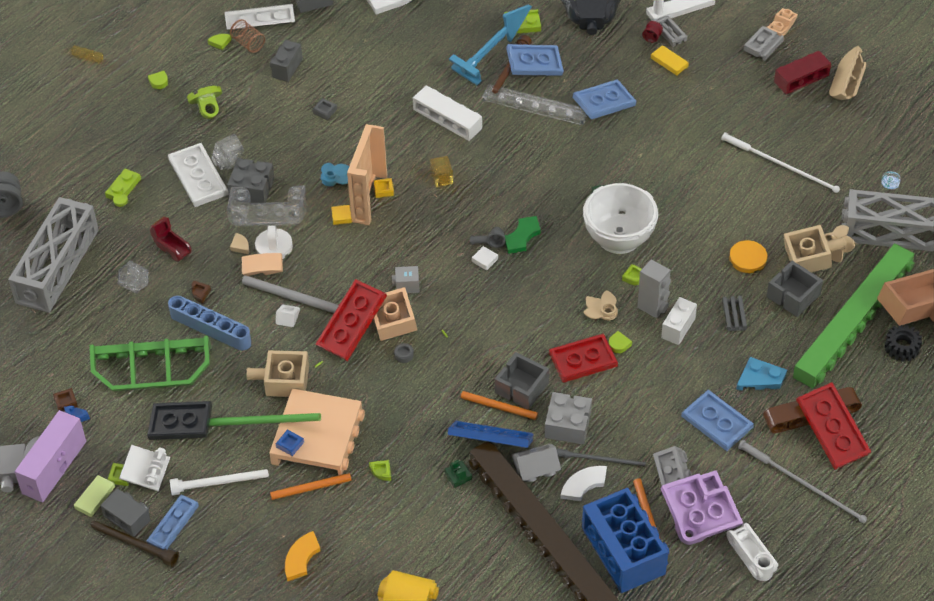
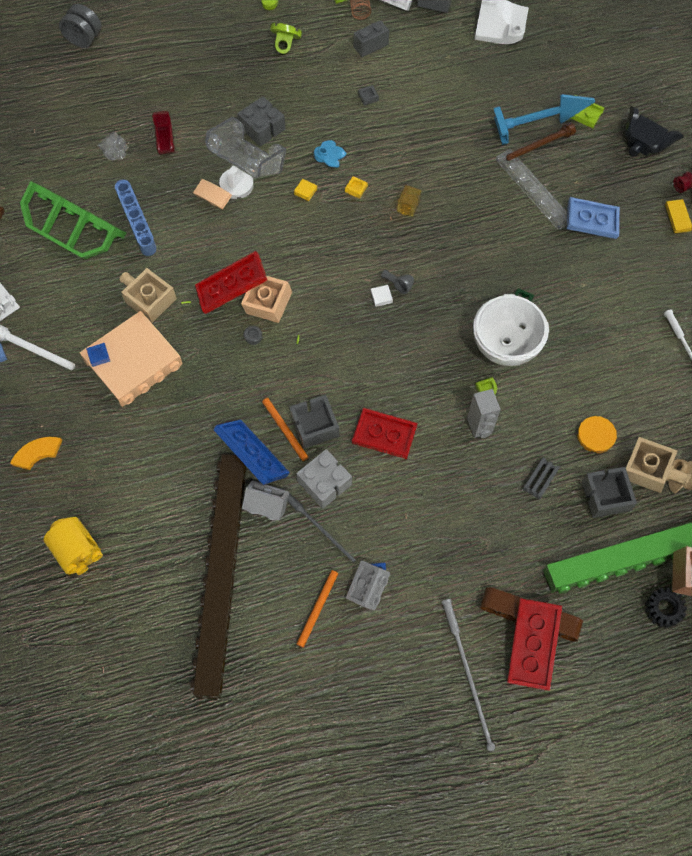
camera: 35 degrees right, 15 degrees up
(37, 294) = (108, 72): light grey piece -> none
(122, 187) = (172, 71): lime hinge -> none
(179, 420) = (49, 282): black tile -> none
(198, 174) = (232, 92): white tile -> none
(200, 291) = (154, 187): reddish brown tile -> none
(227, 152) = (260, 85): clear brick -> none
(240, 244) = (212, 167): tan tile -> none
(265, 419) = (100, 323): bright green piece -> none
(287, 315) = (196, 247): white slope -> none
(289, 294) = (211, 230): light grey piece -> none
(310, 486) = (92, 399): orange bar -> none
(365, 166) = (337, 164): light nougat panel -> none
(381, 469) = (153, 422): lime tile -> none
(406, 277) = (304, 275): light grey brick -> none
(447, 113) = (456, 154): white brick -> none
(458, 473) = (204, 465): dark green tile -> none
(526, 230) = (434, 292): green tile -> none
(534, 59) = (564, 150): medium blue tile -> none
(583, 481) = (292, 542): white tile -> none
(599, 307) = (436, 397): tan plate -> none
(619, 343) = (423, 440): lime tile -> none
(625, 540) = (262, 611): blue brick -> none
(679, 321) = (486, 454): white brick -> none
(701, 507) = (360, 636): lavender slope -> none
(717, 420) = (445, 565): medium blue tile -> none
(752, 552) = (369, 707): white piece -> none
(761, 375) = (516, 549): dark azure wing -> none

